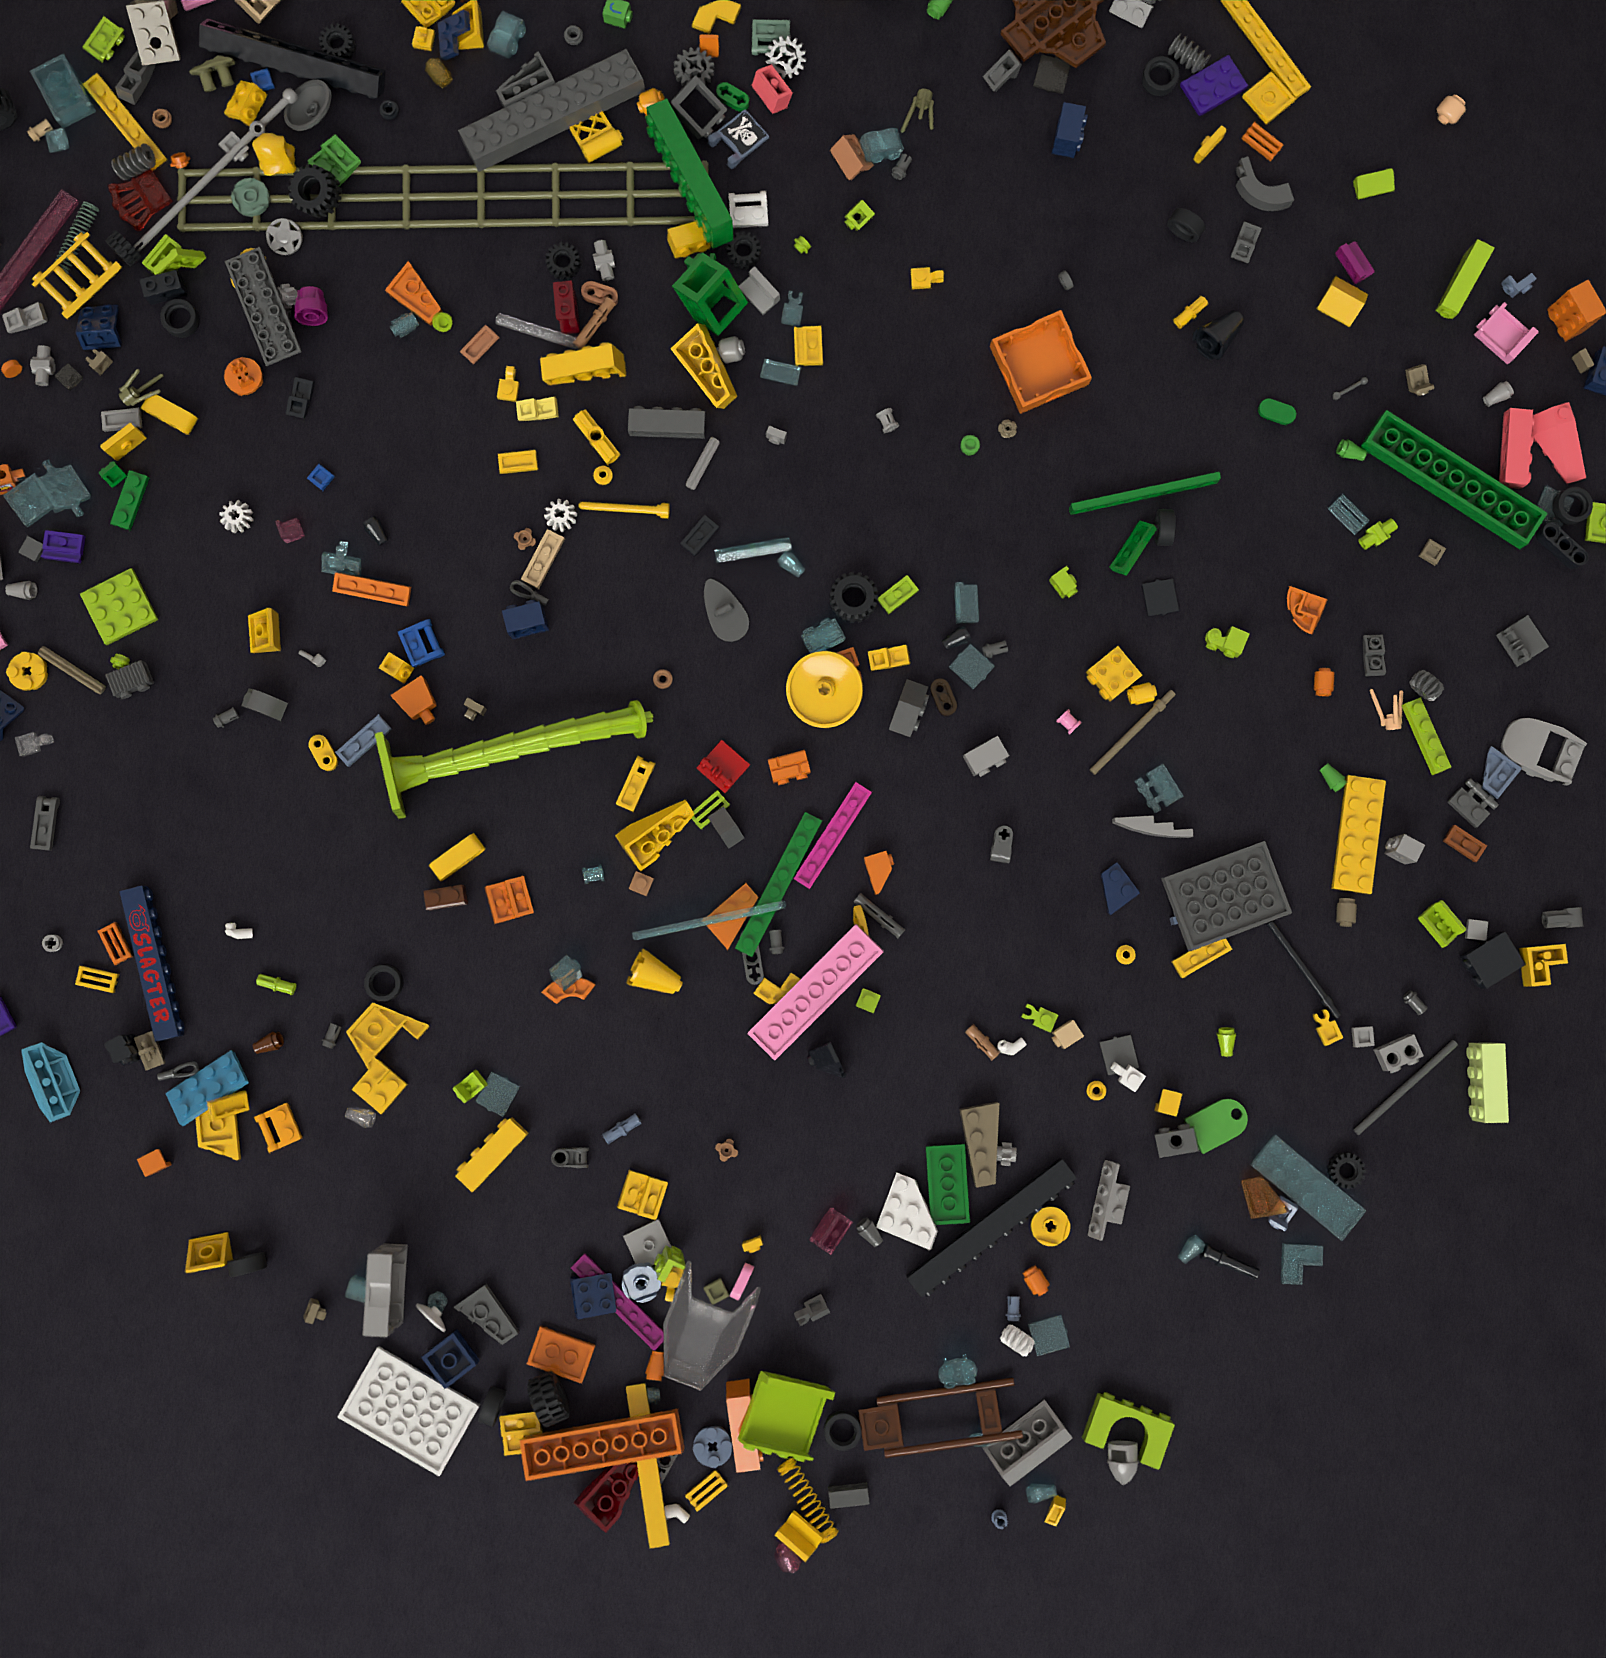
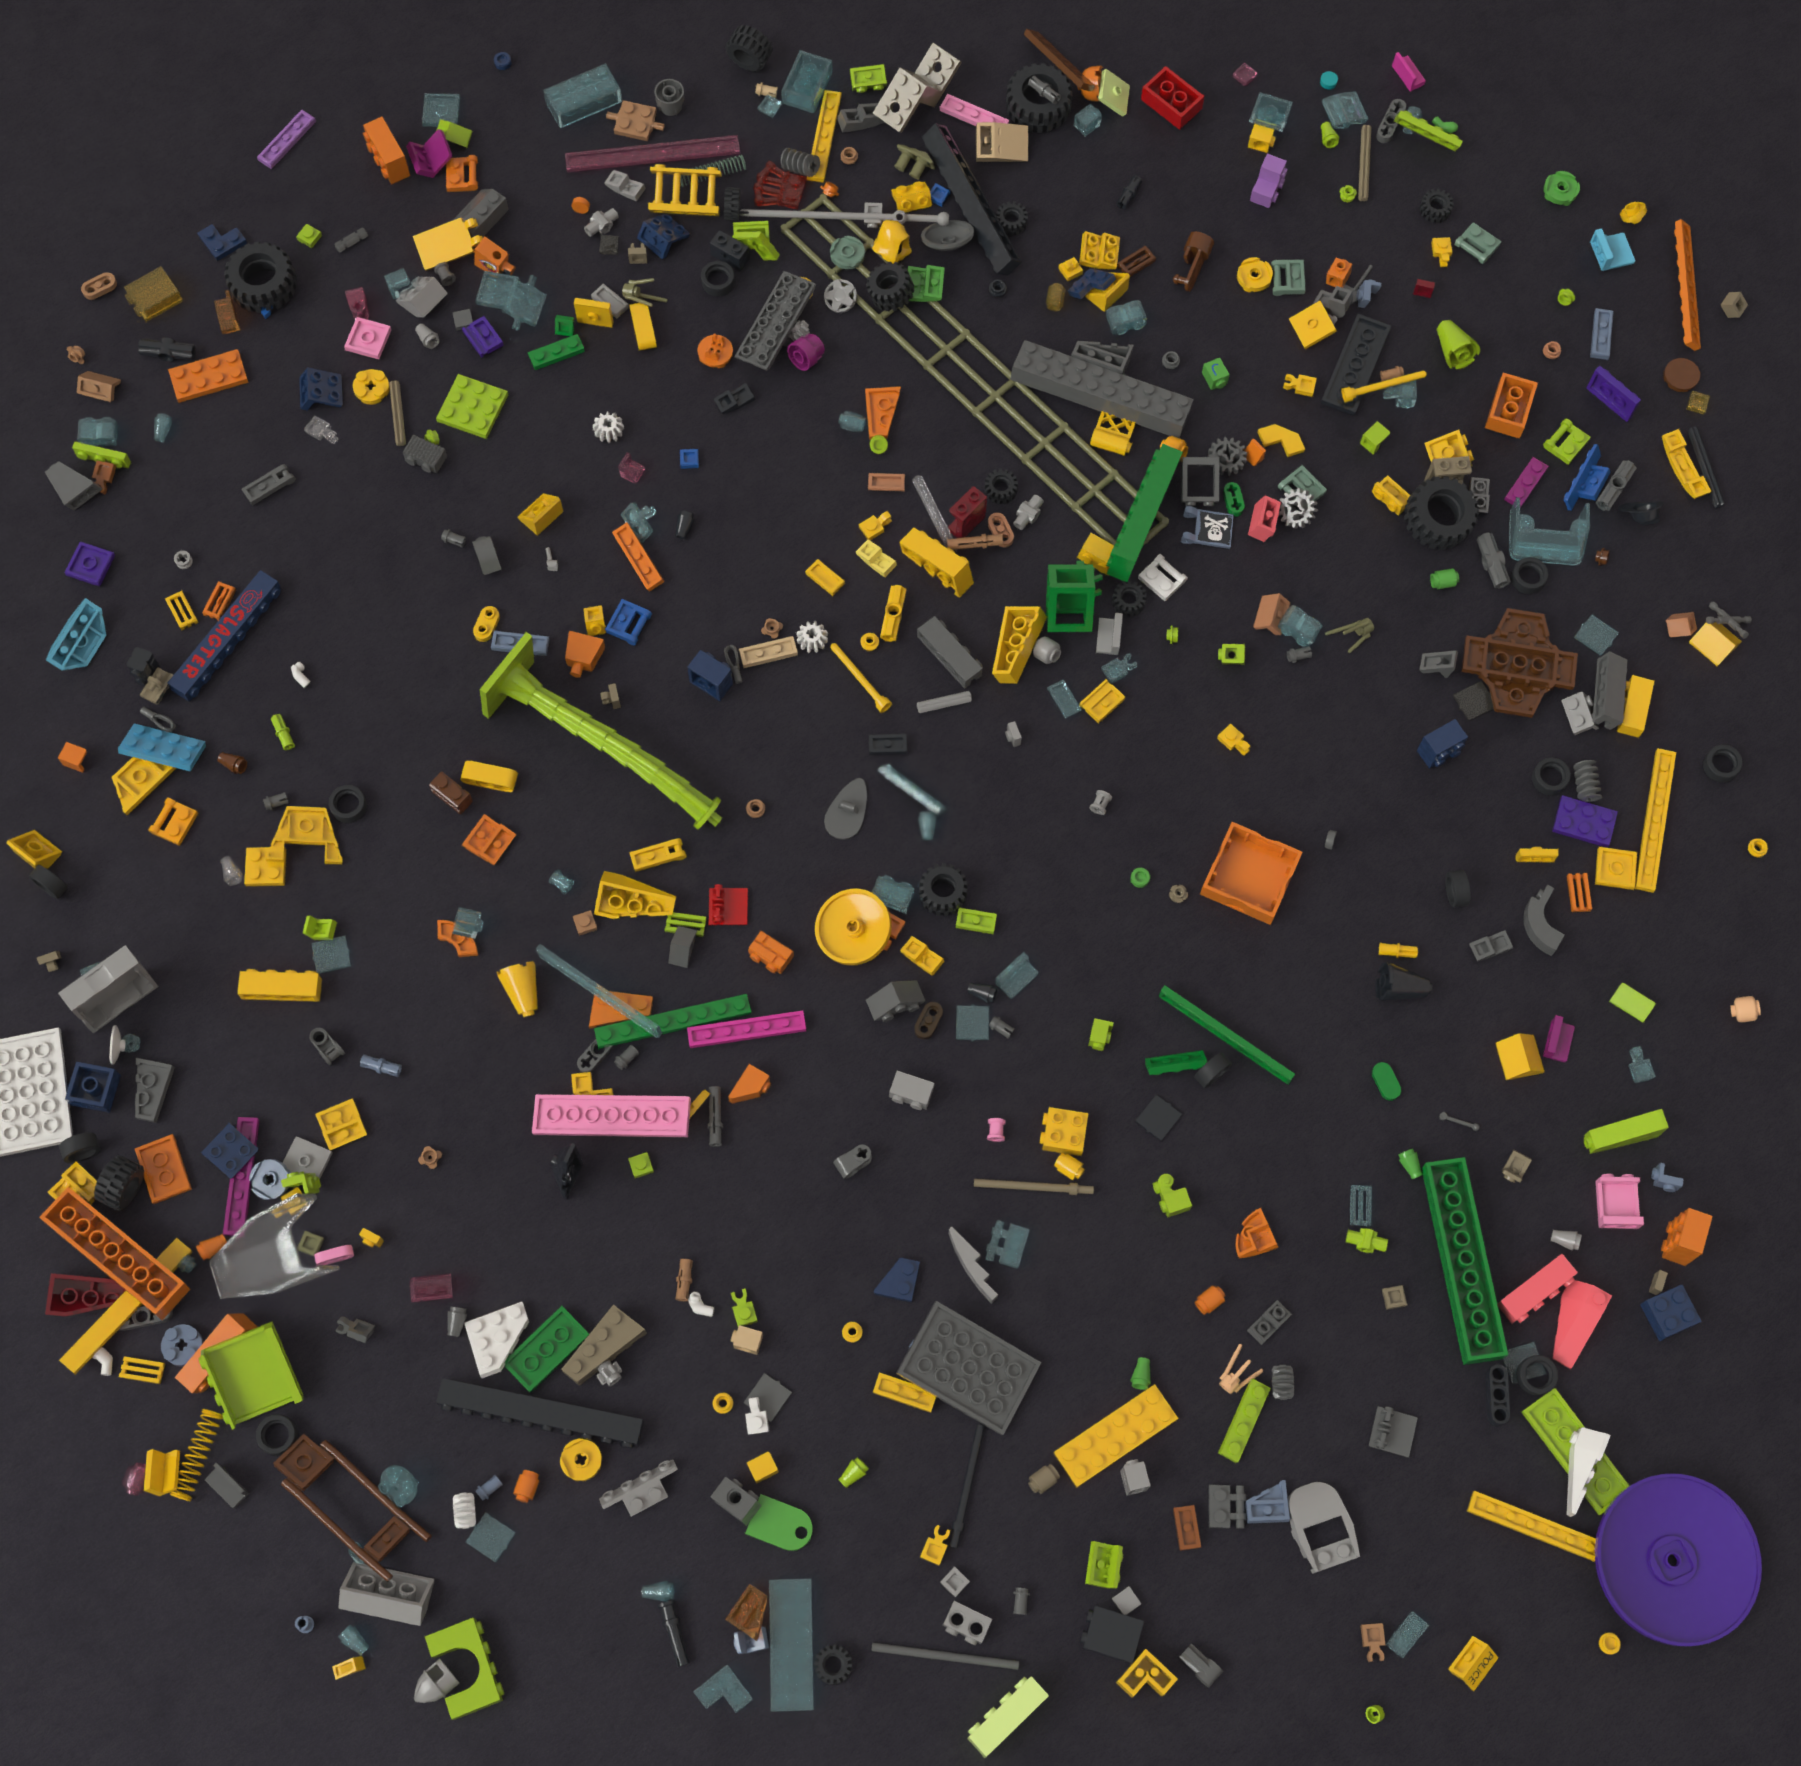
camera: 50 degrees right, 15 degrees down
(228, 1105) = (160, 770): yellow plate -> none
(1426, 224) = (1640, 1069): none -> clear light blue plate

